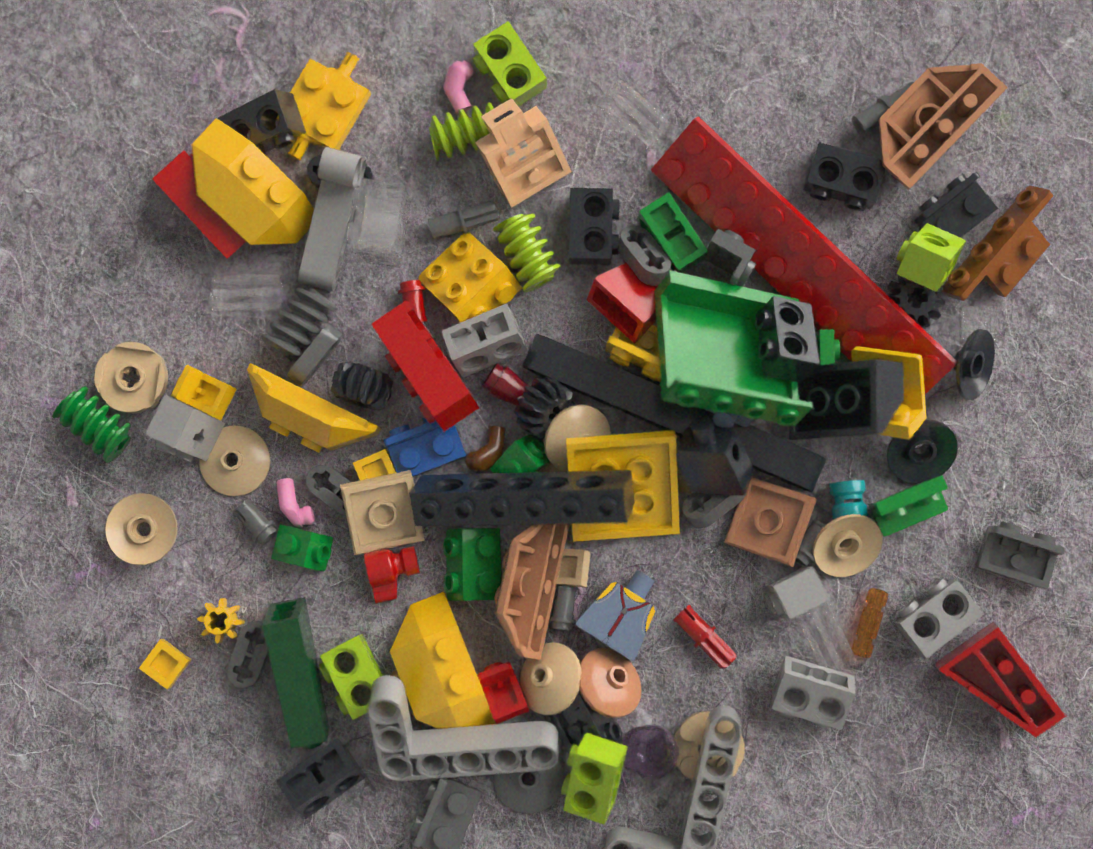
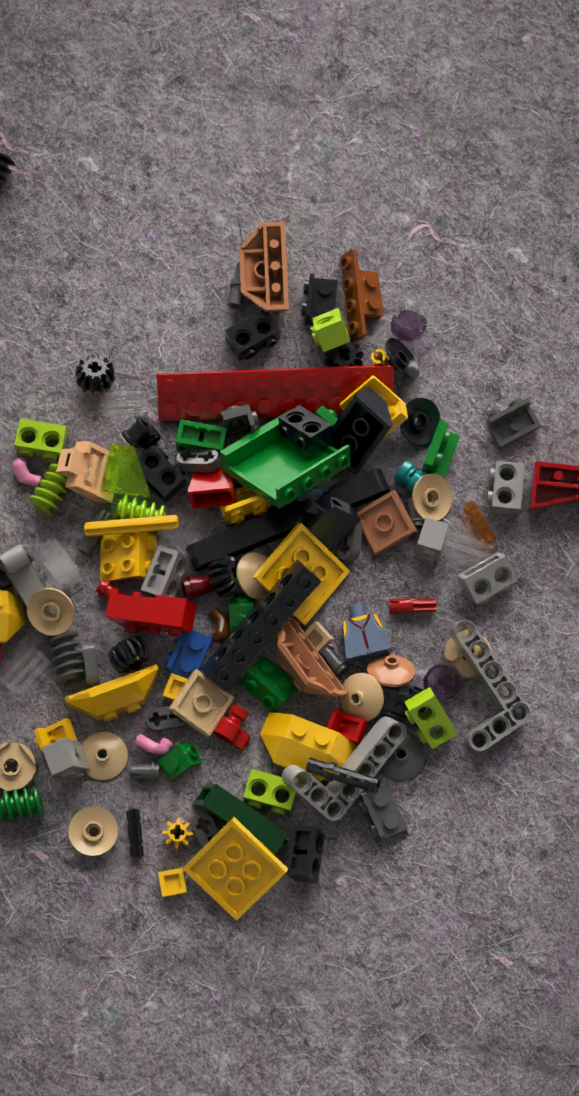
camera: 55 degrees left, 10 degrees down
(182, 573) = (135, 833): none -> black axle
(234, 721) = (235, 868): none -> yellow plate
(323, 260) = (43, 618): none -> tan dish
(437, 744) = (316, 767): none -> black pin
(501, 254) = (131, 525): none -> yellow axle
(554, 190) = (125, 472): none -> clear neon green wing
(615, 165) = (141, 434): none -> black piece
(635, 52) = (95, 374): none -> black gear
(954, 338) = (379, 357): none -> yellow pin
(1020, 336) = (408, 326): none -> clear purple hair

